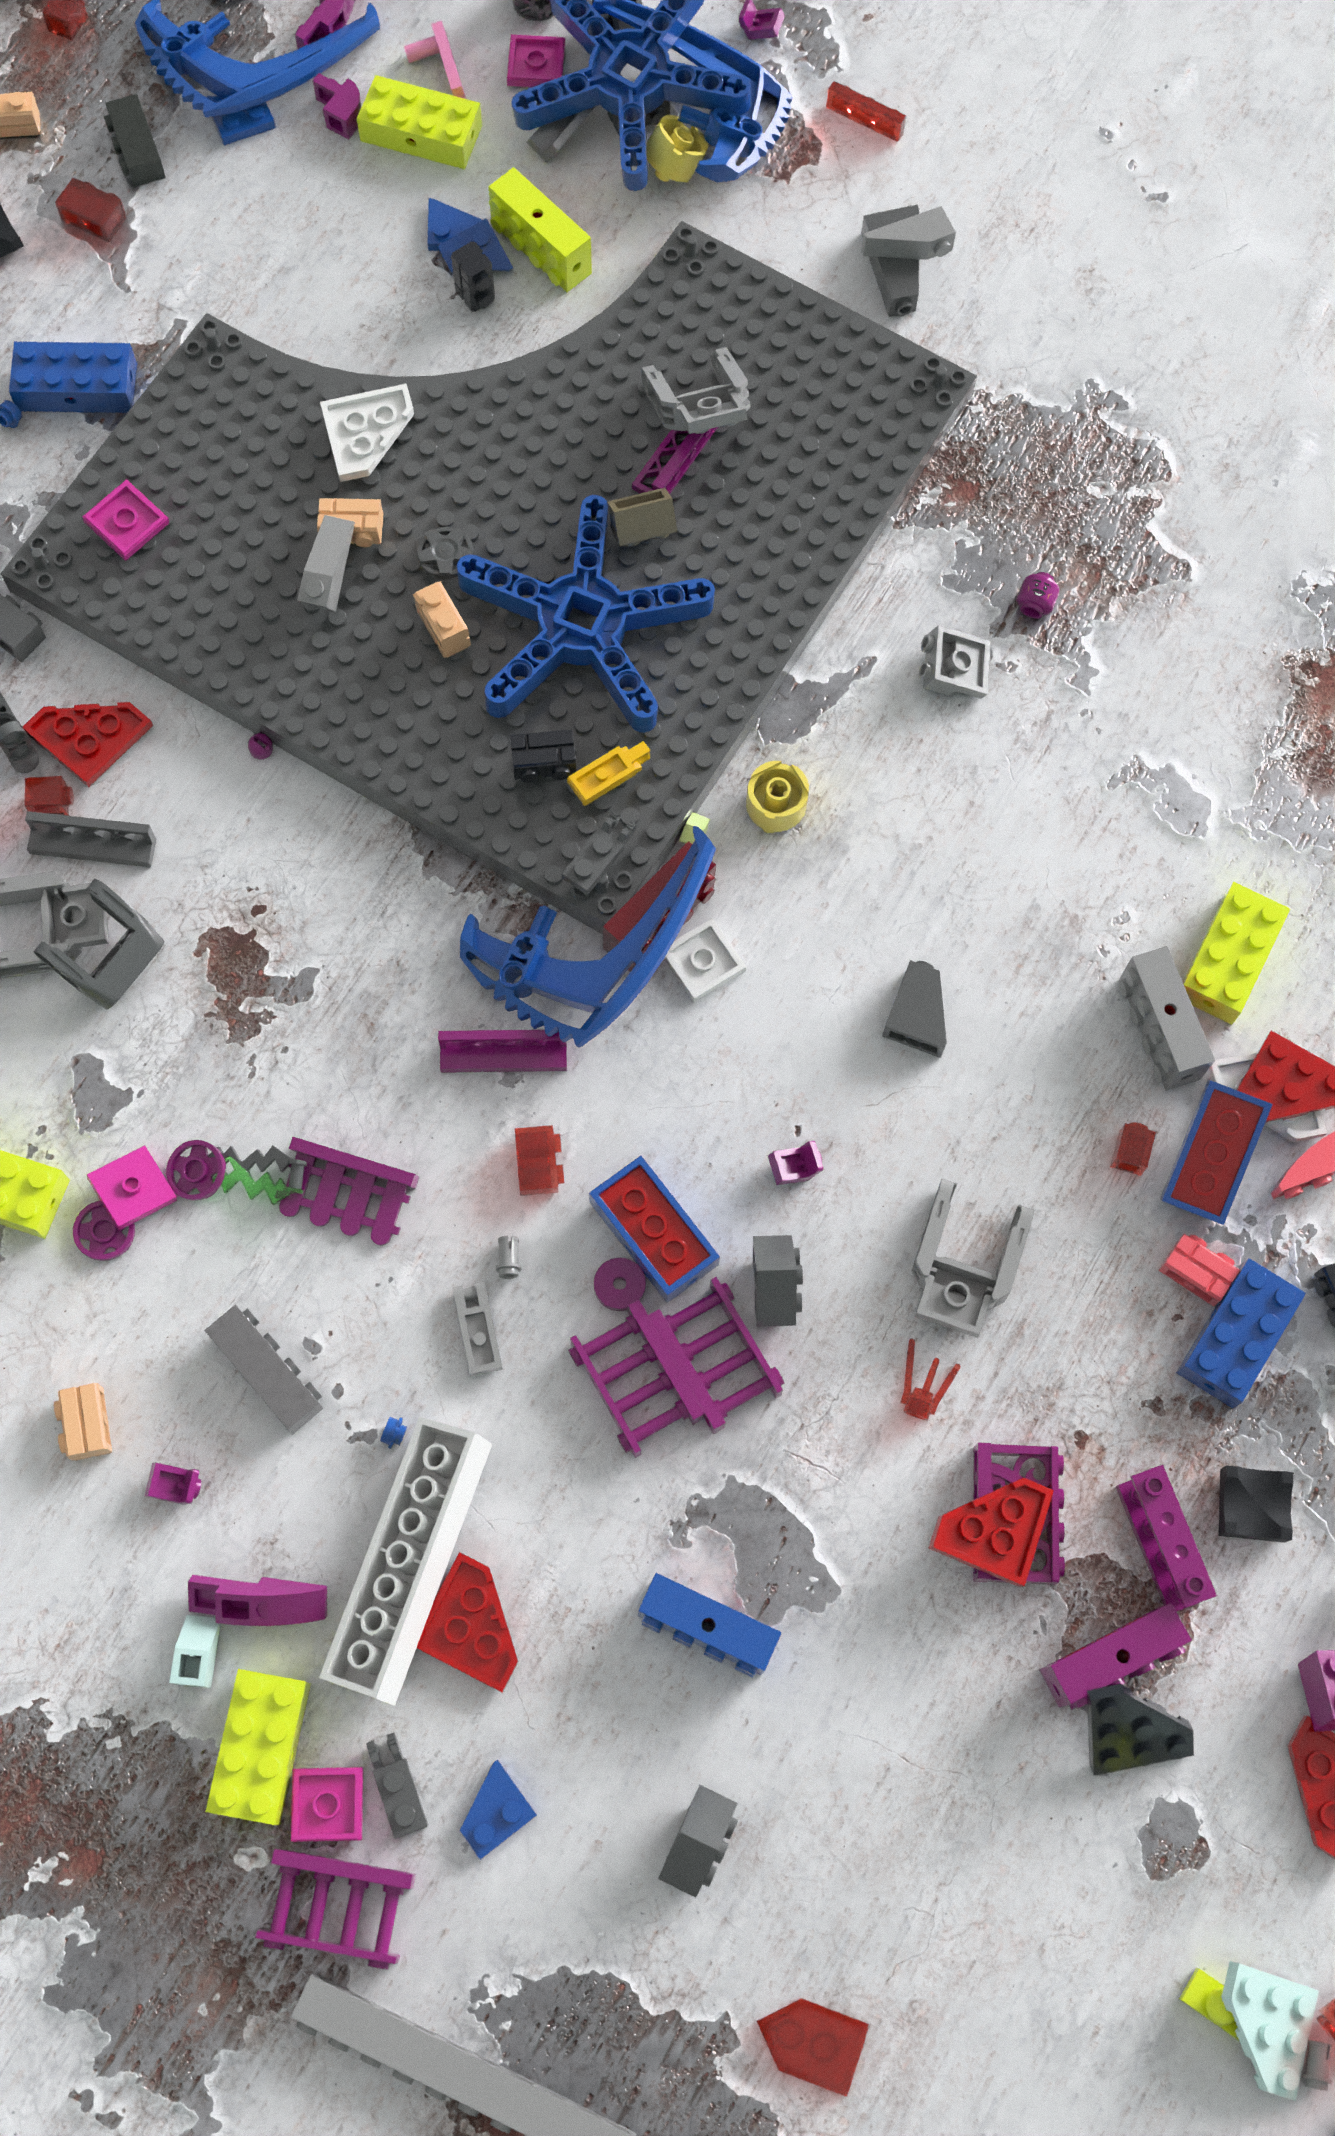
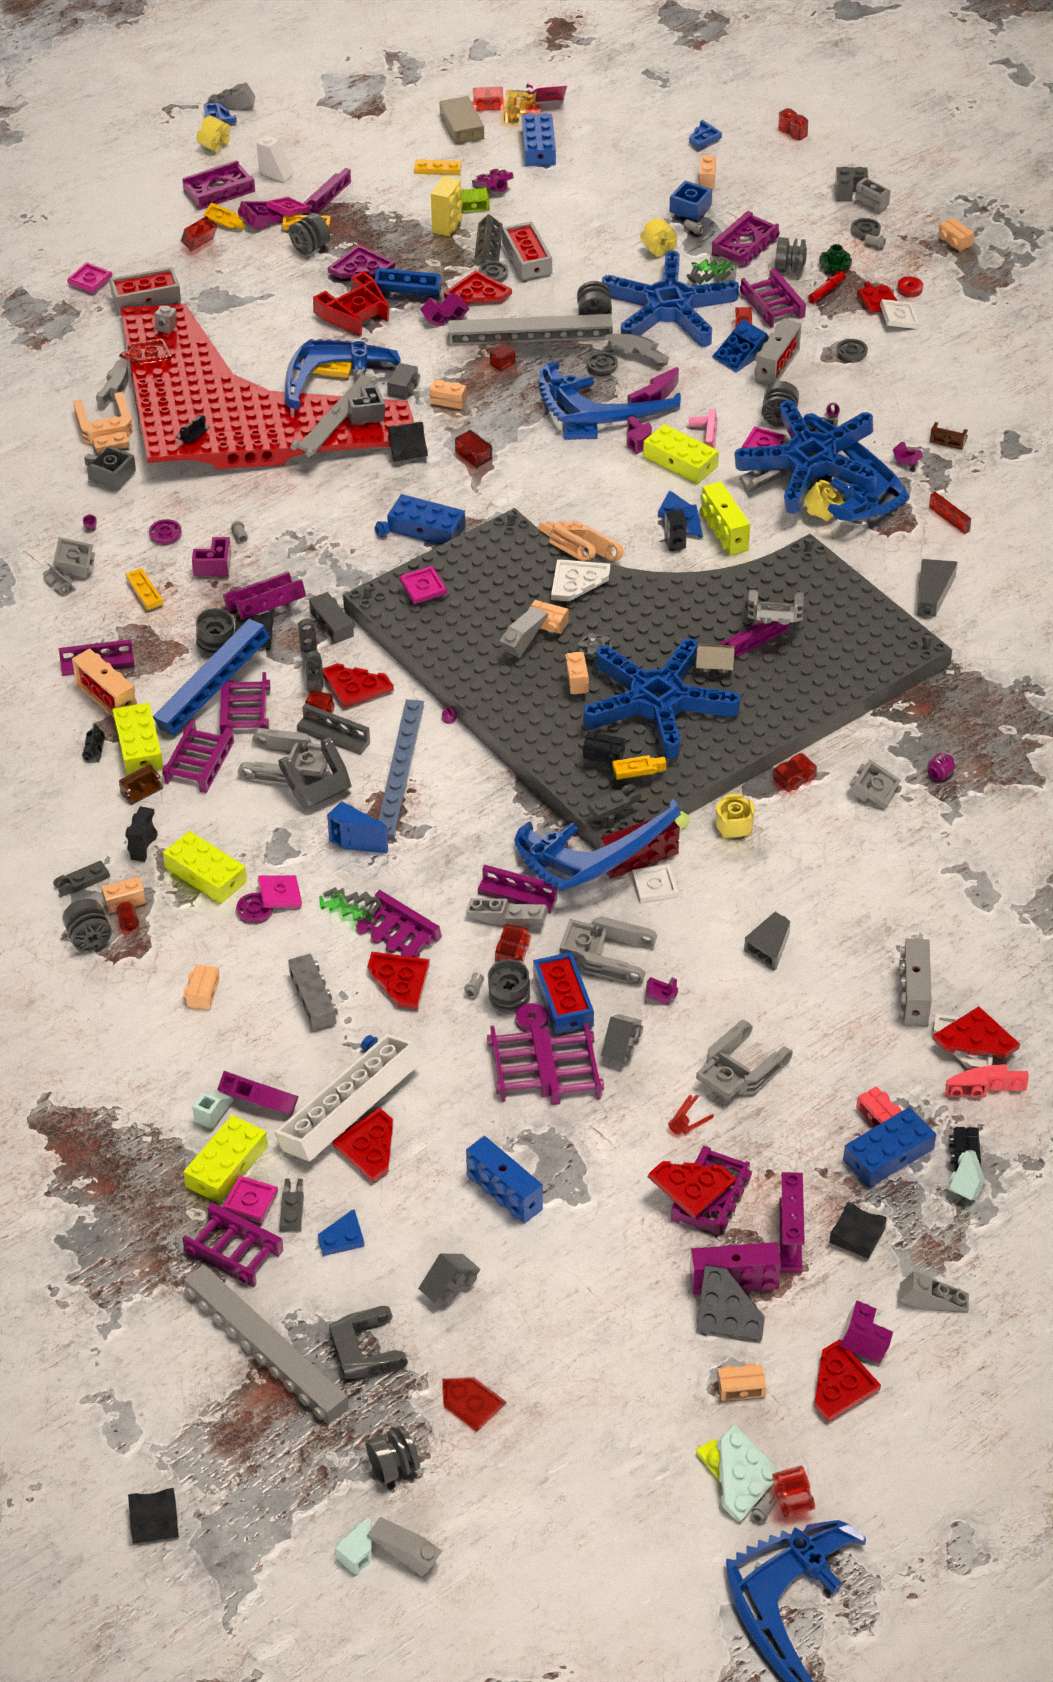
camera: 25 degrees right, 25 degrees down
(133, 140) = (512, 423): pearl dark grey brick -> none
(173, 1484) = (236, 1029): magenta bracket -> none
(196, 1170) = (320, 895): magenta wheel -> none
(207, 1032) = (356, 830): none -> blue slope
(225, 878) = (401, 766): none -> sand blue plate
(311, 341) = (576, 537): none -> light nougat plate
(388, 1284) = (400, 977): none -> red plate
(477, 1330) = (440, 1012): light grey plate -> none
(504, 1103) = (500, 912): none -> light grey slope
(570, 1230) = (508, 985): none -> dark grey wheel
(595, 2031) = (348, 1350): none -> dark grey connector
(648, 1117) = (588, 940): none -> light grey plate
(831, 679) = (795, 772): none -> clear red brick
(912, 238) = (942, 573): light grey slope -> none
(1133, 1148) = (867, 1042): clear red brick -> none
(1199, 1850) = (741, 1382): none -> light nougat brick
(1216, 1152) = (913, 1049): red brick -> none
(1234, 952) = (975, 966): neon yellow brick -> none

